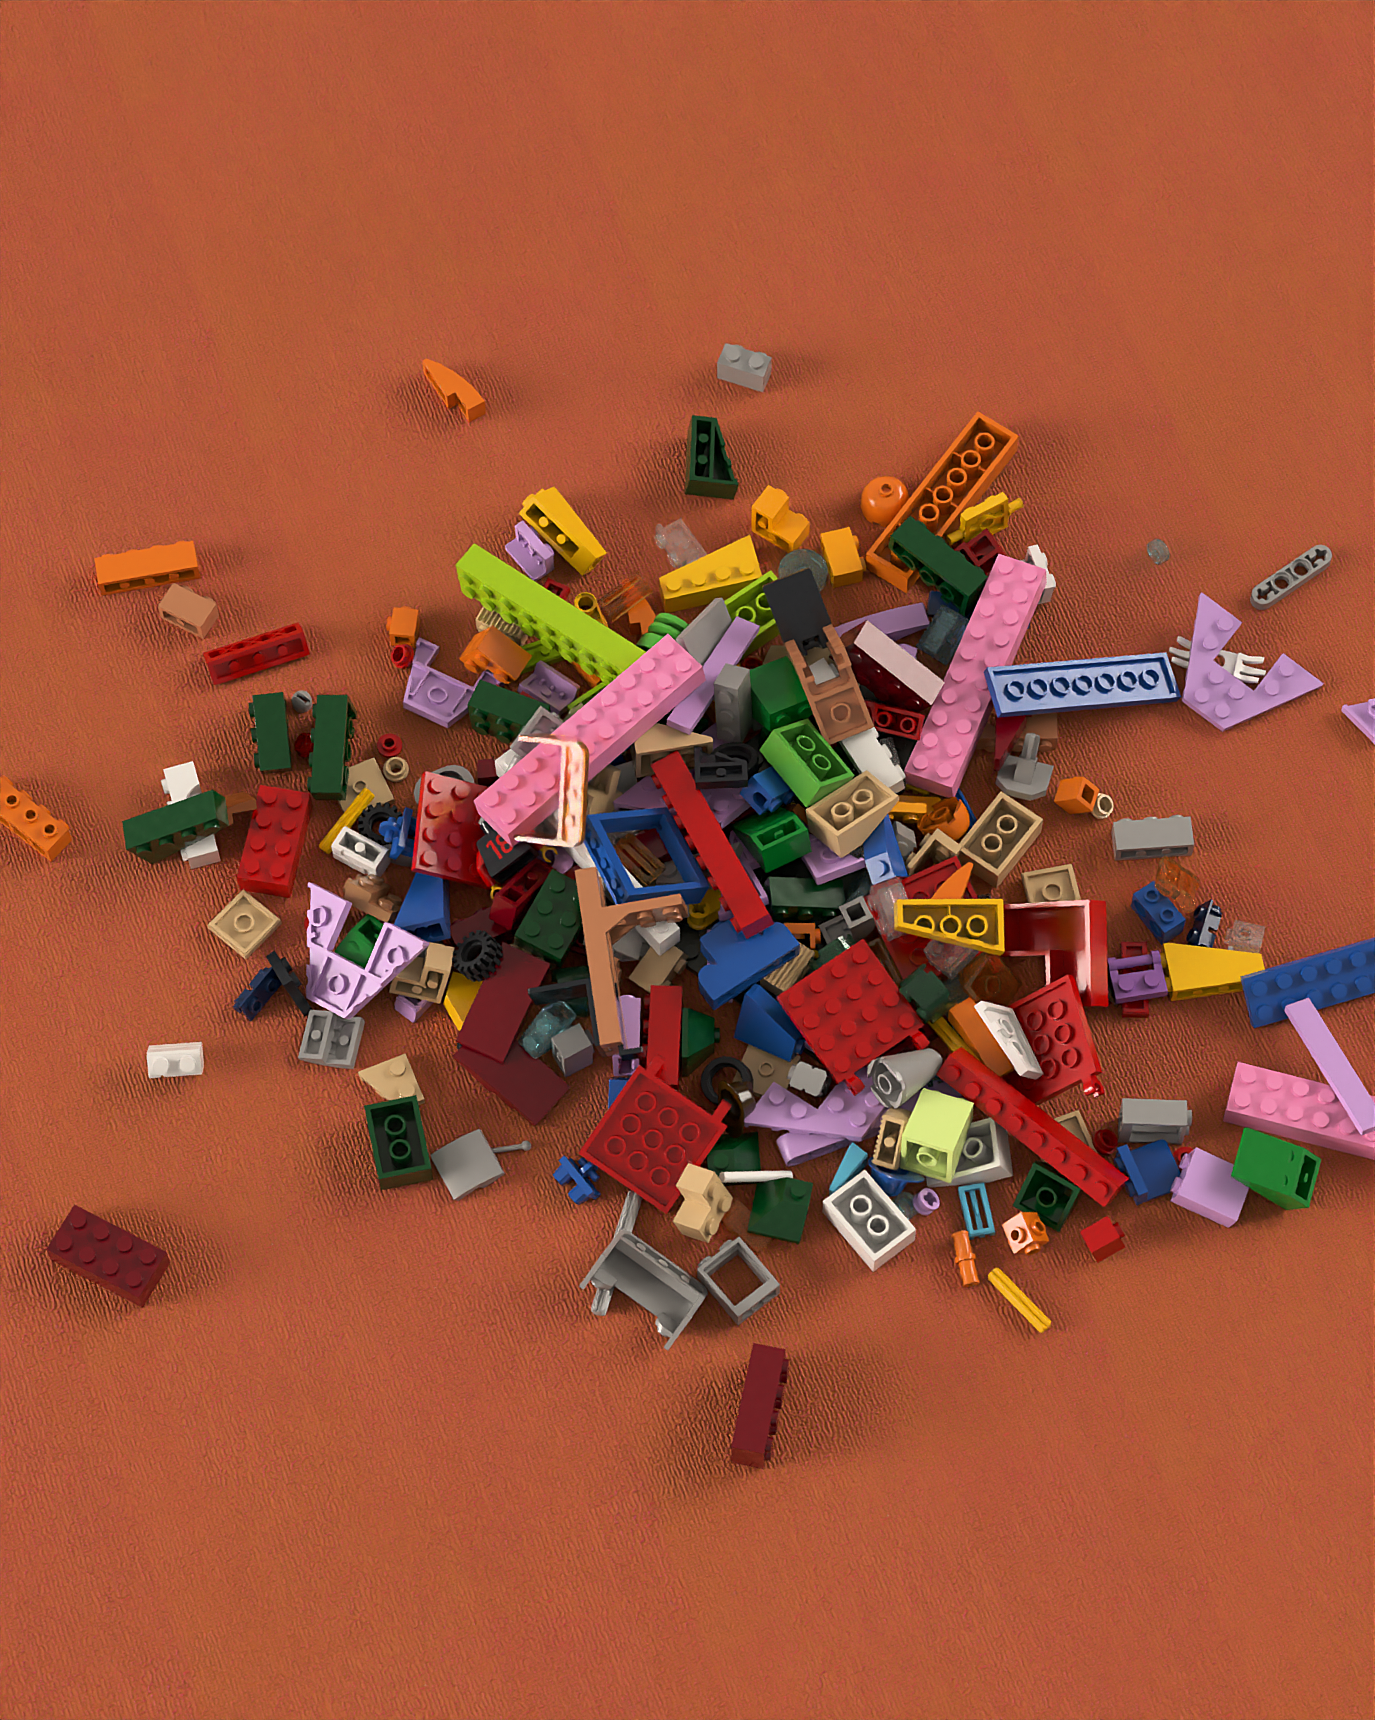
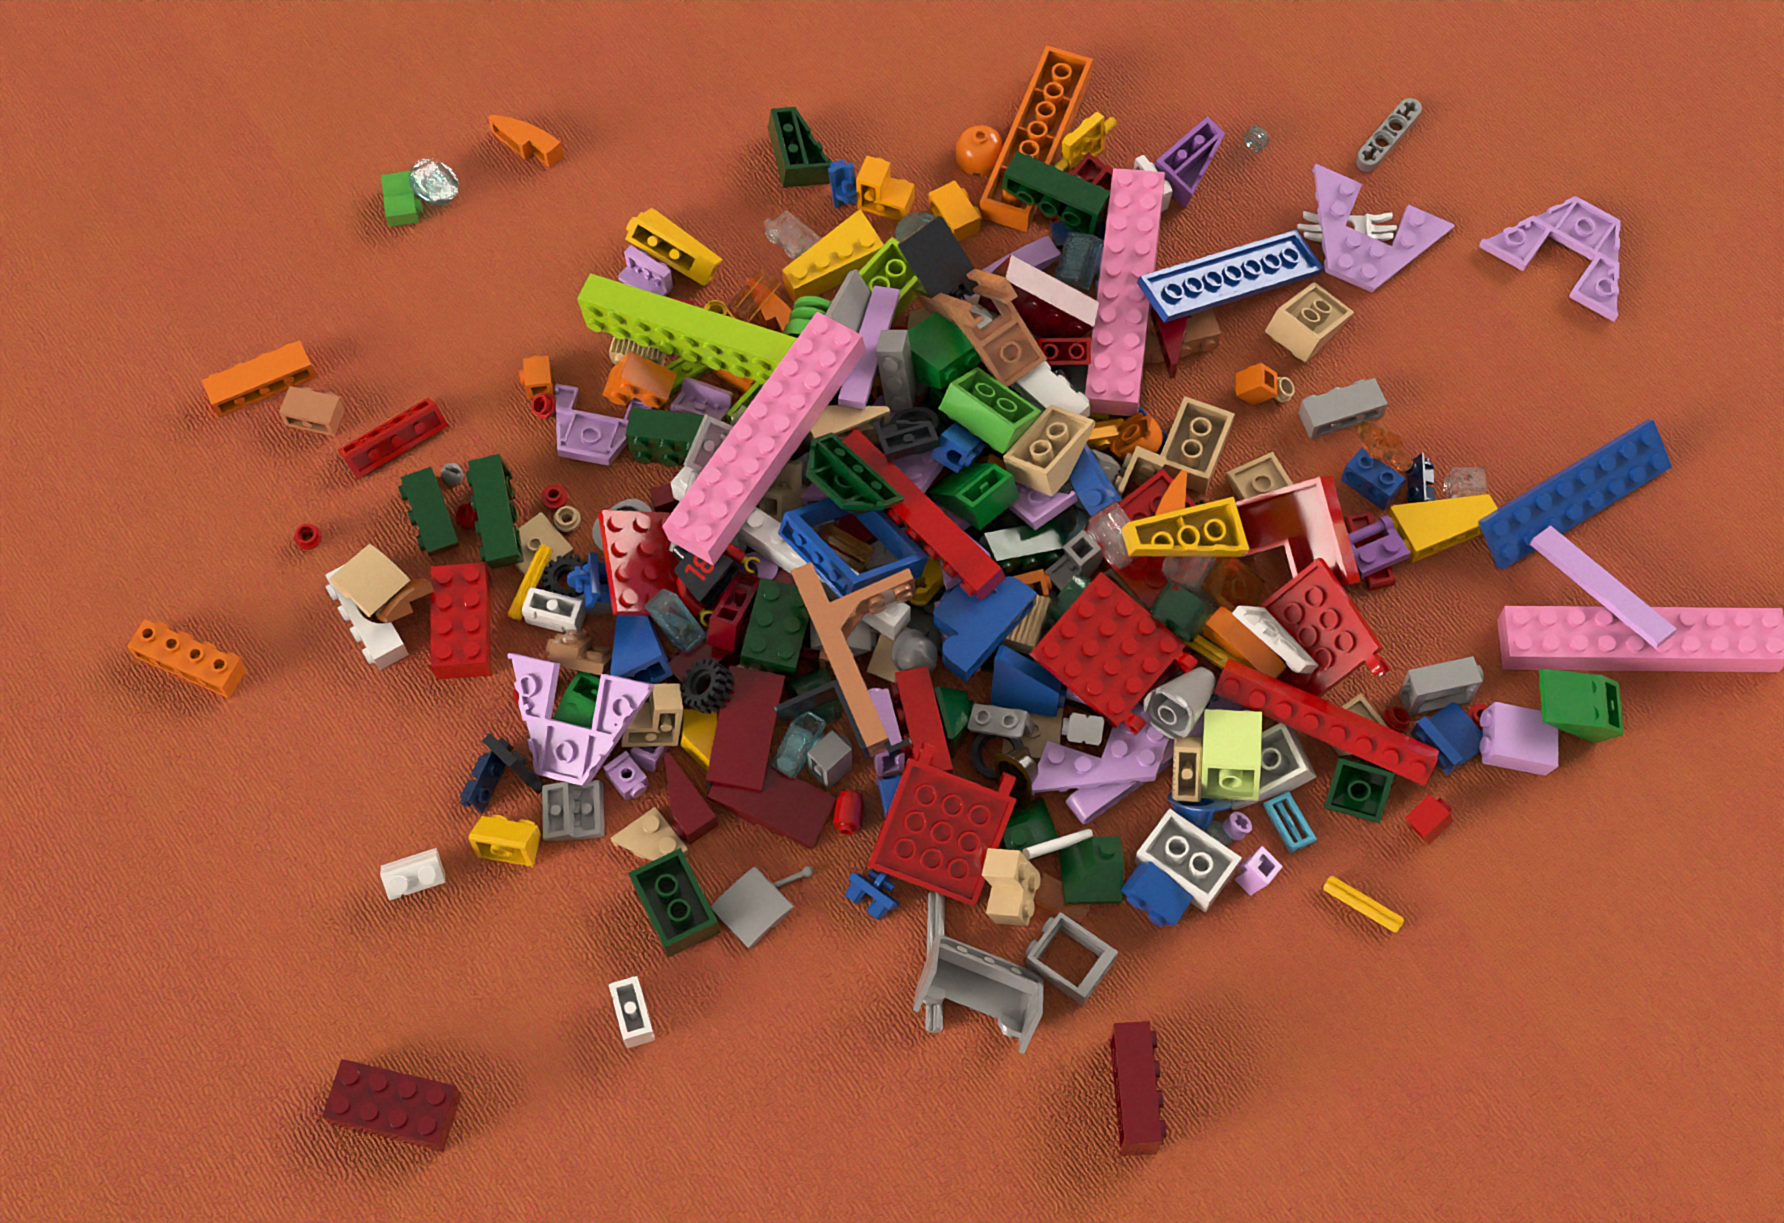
camera: 15 degrees left, 0 degrees up
(151, 724) = (304, 531): none -> red plate
(175, 826) = (352, 628): dark green wedge -> none
(200, 776) = (369, 579): none -> tan slope
(244, 924) = (450, 713): tan plate -> none
(264, 1050) = (506, 840): none -> yellow slope
(321, 420) = (400, 200): none -> bright green brick
(335, 1228) = (631, 1012): none -> white brick
(355, 412) = (433, 182): none -> clear light blue tile
(383, 1011) = (621, 767): none -> lavender brick
(433, 1060) = (689, 810): none -> dark red slope
(465, 889) = (675, 620): none -> clear light blue brick
(572, 794) = (773, 520): clear orange windscreen -> none
(577, 1102) = (848, 812): none -> red brick
(653, 795) = (847, 477): none -> dark green wedge
(676, 969) = (913, 651): none -> light grey piece
(736, 1053) = (1000, 721): none -> light grey bracket
(740, 504) = (842, 183): none -> blue hips
(744, 367) = (806, 57): light grey brick -> none
(831, 1243) = (1156, 894): none -> blue brick
(851, 1165) = (1150, 806): medium azure slope -> none
(929, 1245) = (1257, 871): none -> lavender brick
(965, 1259) = (1296, 875): orange pin -> none
(1023, 775) = (1199, 377): light grey piece -> none
(1025, 1233) = (1350, 833): orange brick -> none
(1083, 558) = (1189, 159): none -> medium lavender wedge
(1148, 745) = (1308, 321): none -> tan slope

